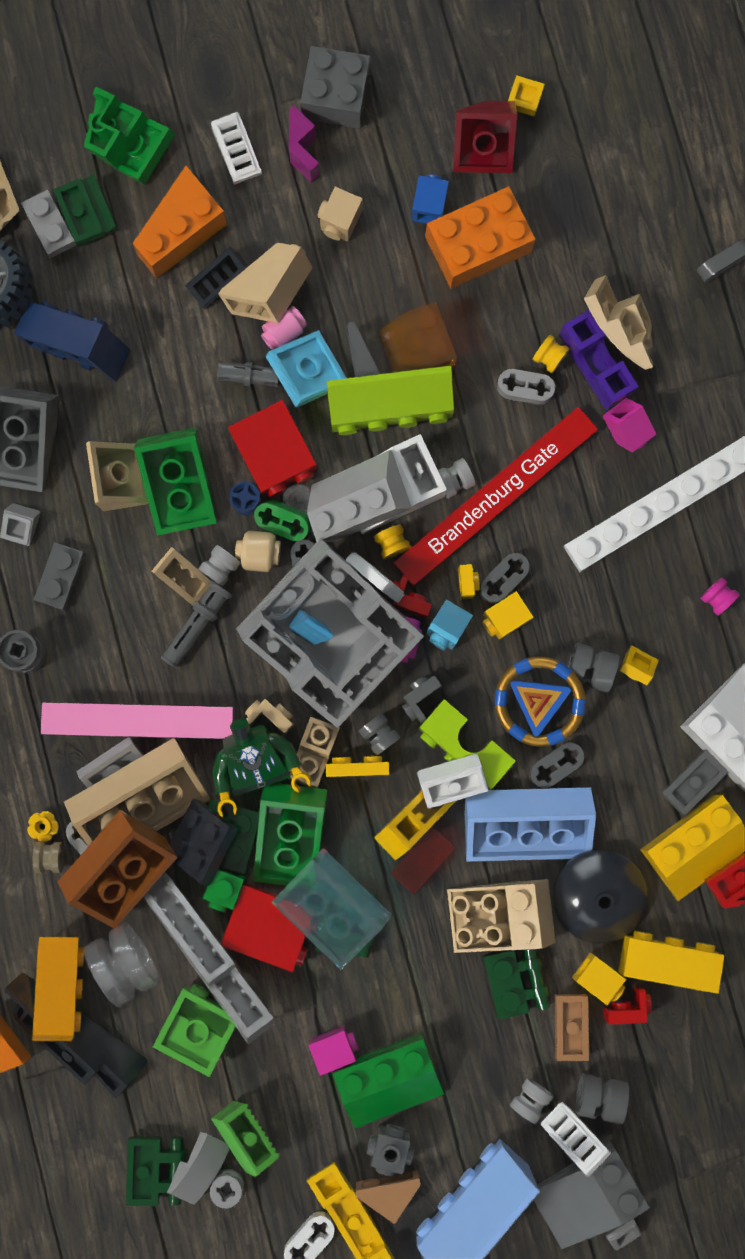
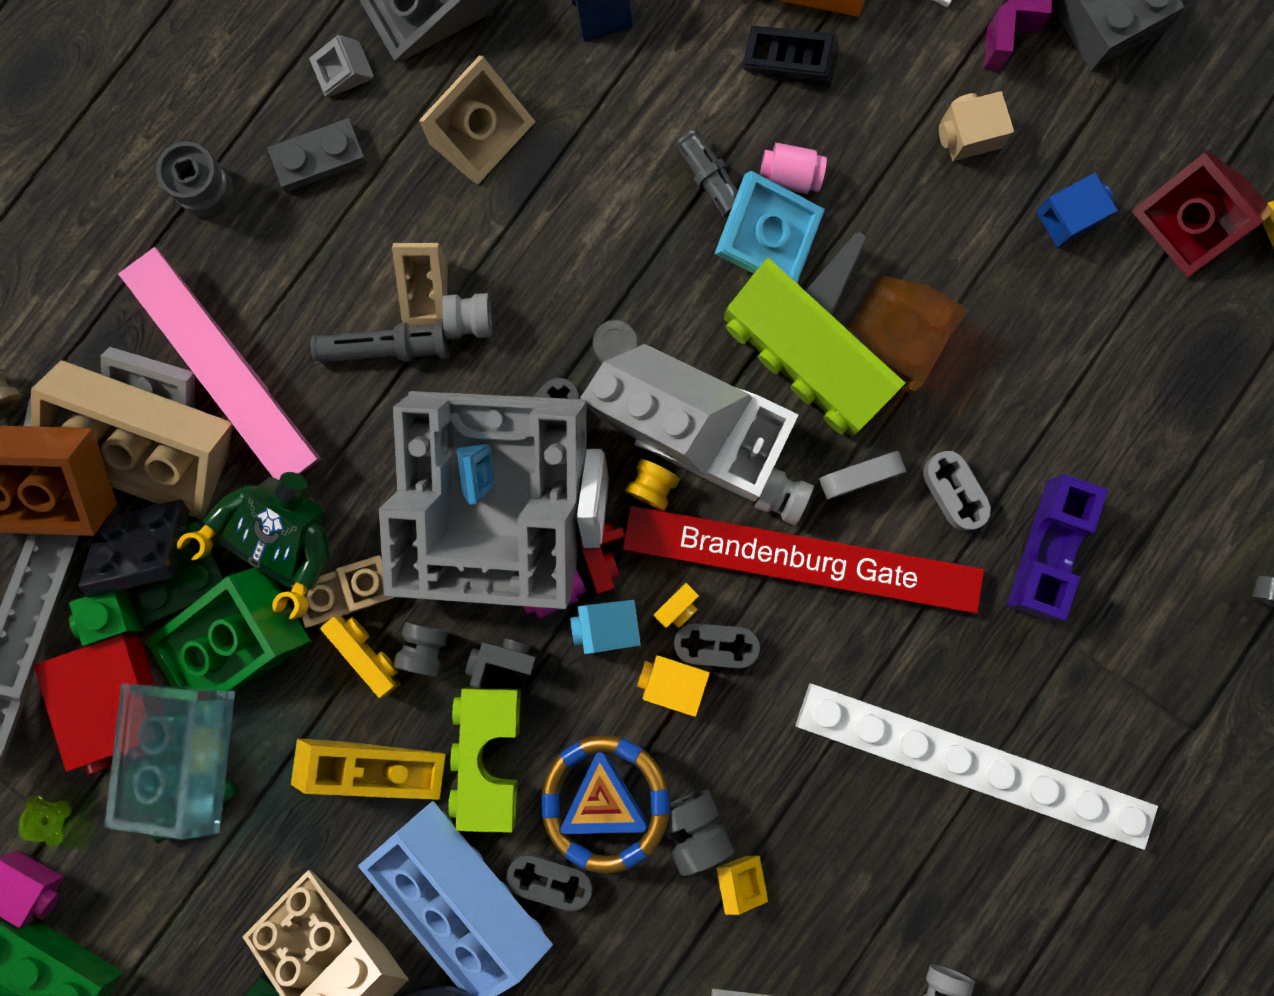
camera: 50 degrees right, 0 degrees up
(51, 826) = (36, 363): yellow plate -> none
(176, 480) = (524, 190): green slope -> none
(245, 492) = (563, 274): dark blue wheel -> none
(258, 551) = (518, 345): tan head -> none
(268, 283) = (829, 109): tan slope -> none
(273, 449) = (646, 268): red brick -> none
(277, 715) = (349, 516): tan bracket -> none
(280, 526) = (572, 345): green beam -> none
(307, 1001) = (30, 821): none -> clear neon green plate
(422, 860) = (316, 816): clear red plate -> none
(452, 781) = (429, 777): white slope -> none
(477, 428) = (862, 475): none -> light grey beam
(480, 237) = (1084, 299): orange brick -> none
(551, 353) = (1018, 488): yellow wheel -> none
(623, 322) = (1124, 541): tan slope -> none
(629, 425) = (1012, 646): dark pink brick -> none
(720, 596) = (901, 915): dark pink wheel -> none

